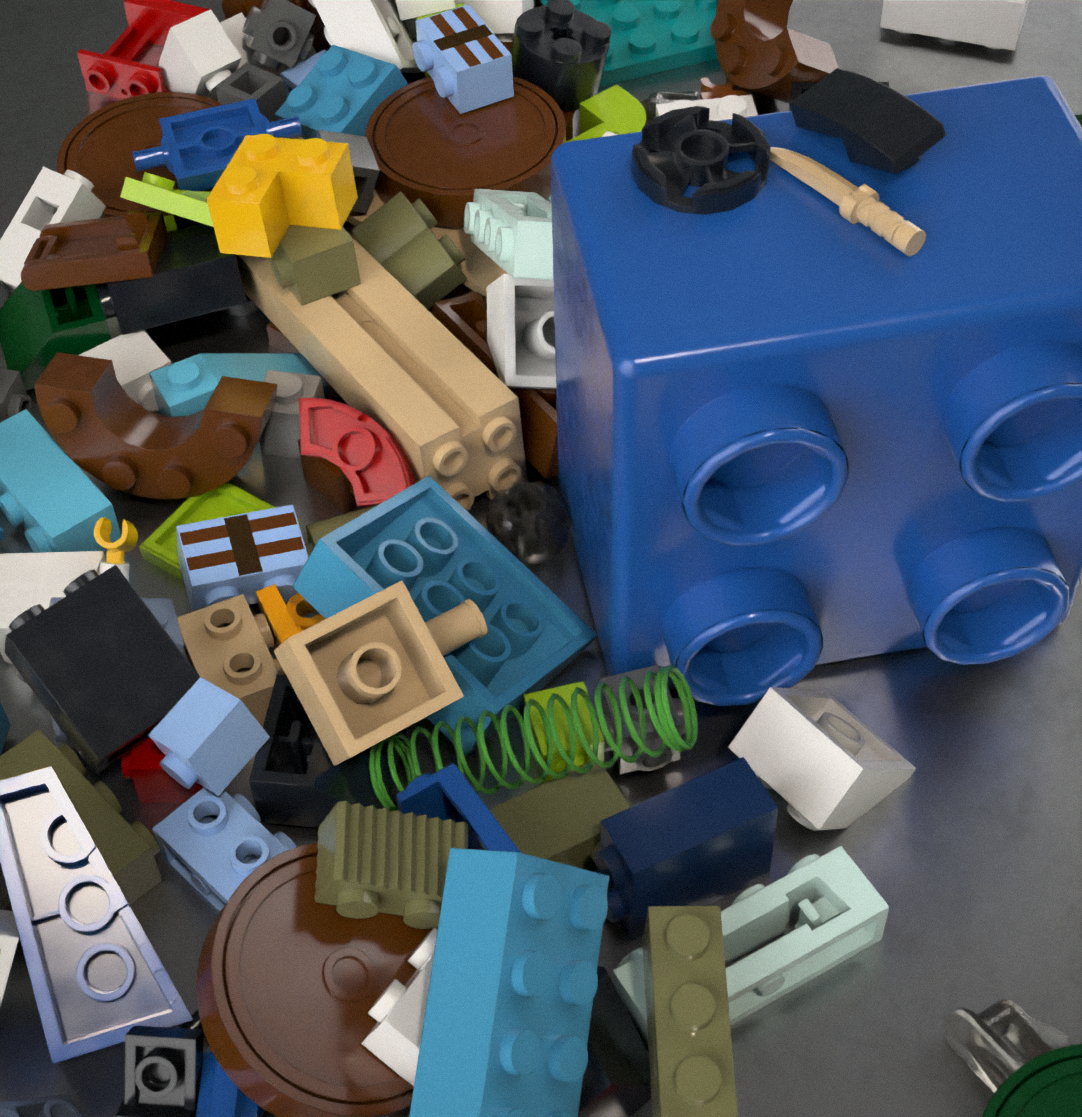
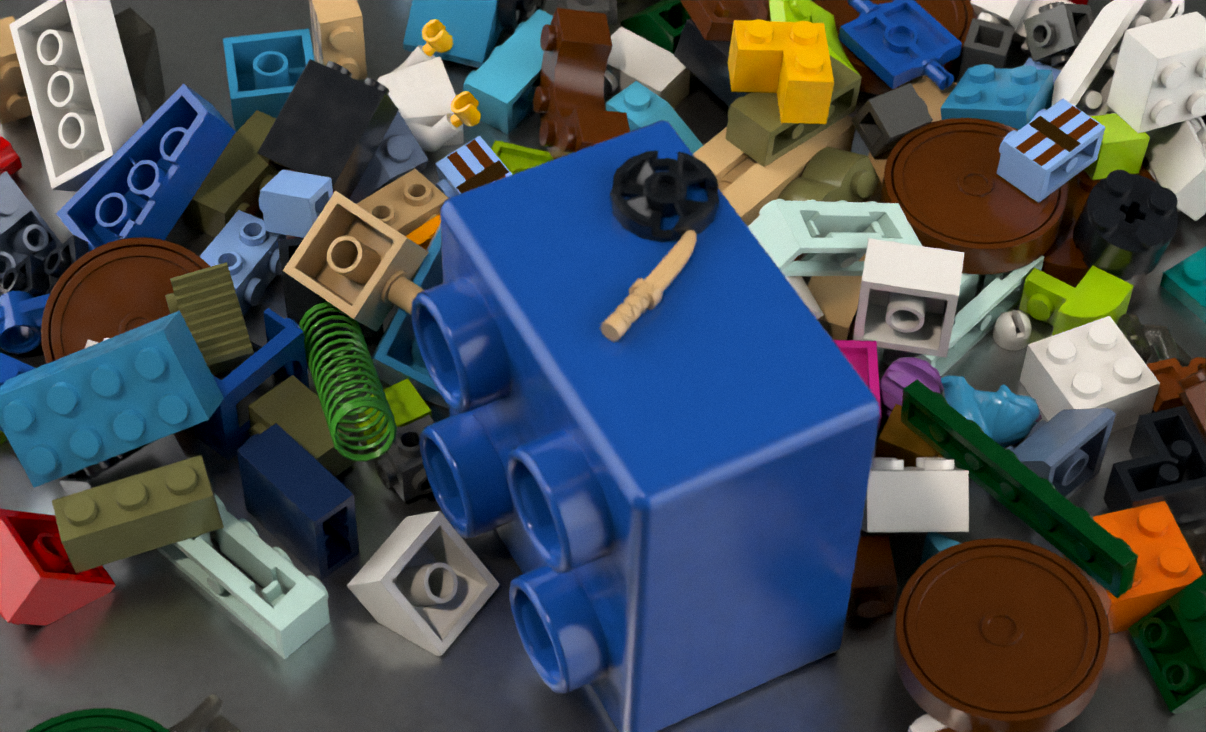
camera: 70 degrees right, 0 degrees up
(871, 118) = (729, 276): black slope -> none

